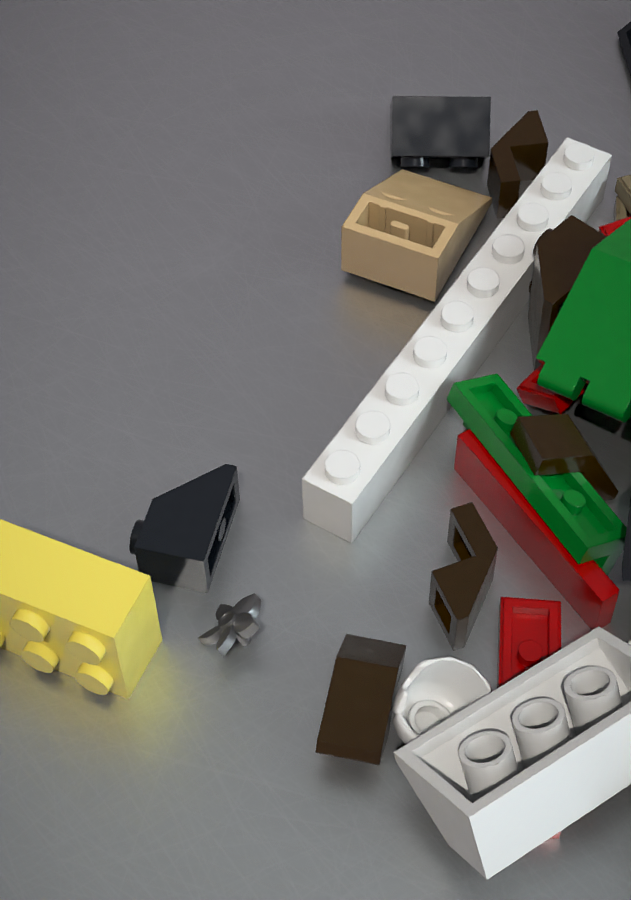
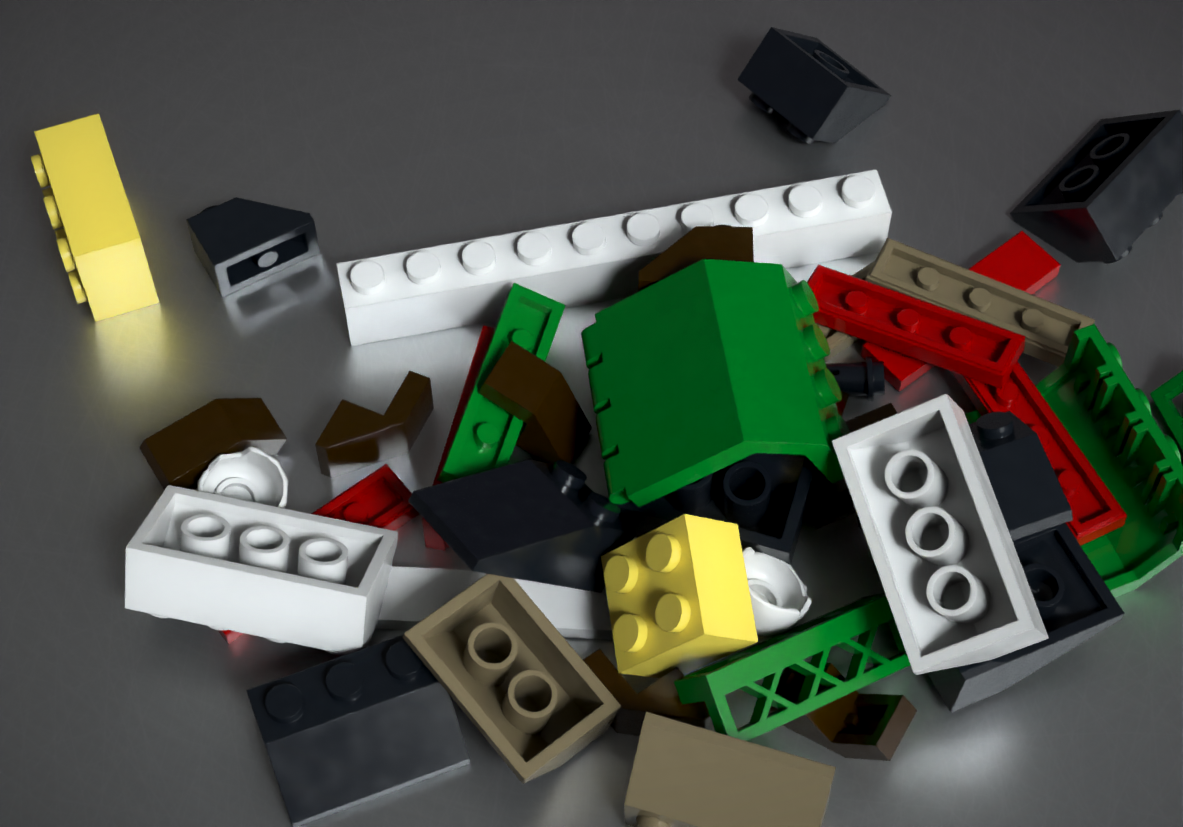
camera: 45 degrees right, 5 degrees up
(233, 624) = (200, 328): flat silver plant -> none
(410, 232) = (681, 148): tan slope -> none
(515, 159) = (837, 154): dark brown slope -> none

